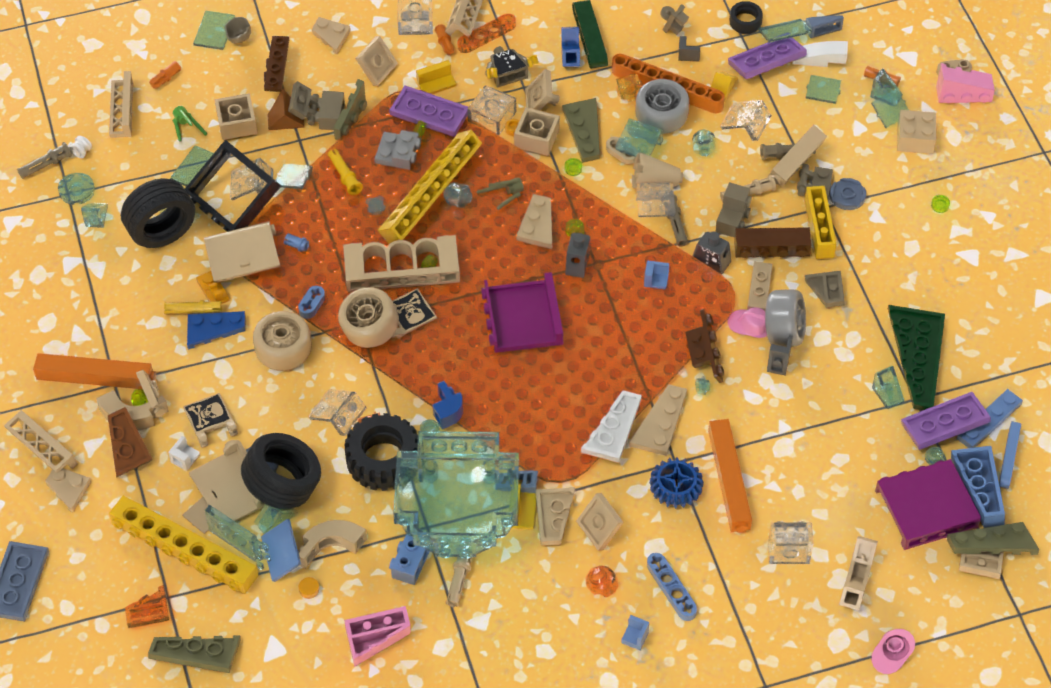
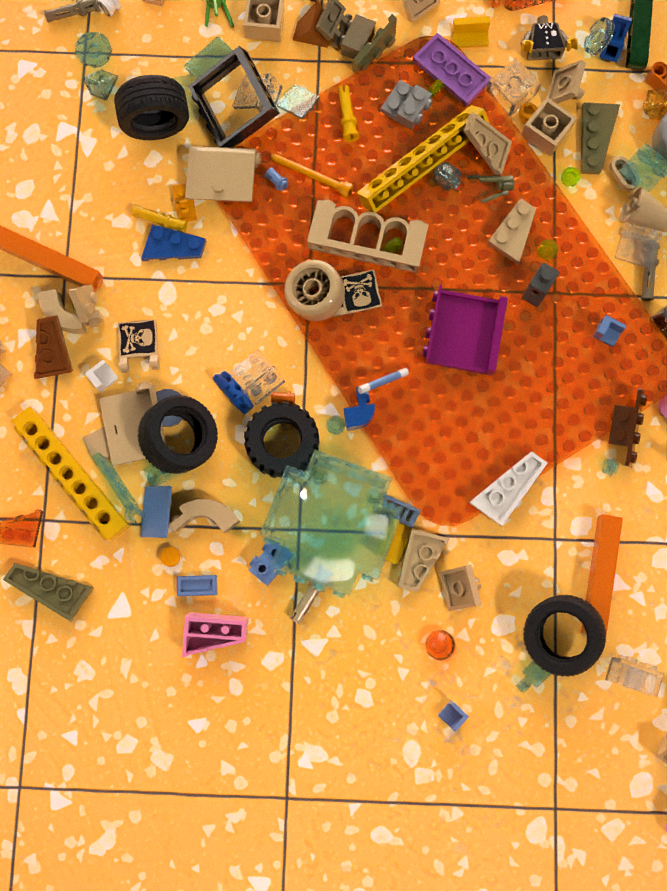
camera: 20 degrees right, 25 degrees up
(282, 340) = (228, 299): tan wheel -> none
(314, 303) = (266, 248): medium blue beam -> none
(320, 429) = (233, 392): none -> blue hinge
(344, 604) = (197, 585): none -> medium blue tile
(364, 231) = (345, 189): none -> light orange piece
(375, 209) = (360, 164): clear light blue plate -> none
(460, 373) = (383, 380): none -> medium blue bar
(485, 155) = (489, 142): none -> tan wing
(555, 49) = (600, 36): none -> clear light blue tile
(660, 424) = (553, 495): tan wing -> none
(664, 486) = (563, 572): blue gear -> none
(674, 585) = (508, 673): medium blue beam -> none
(699, 578) = (533, 675): none -> clear light blue plate
(730, 544) = (552, 661): none -> black tyre

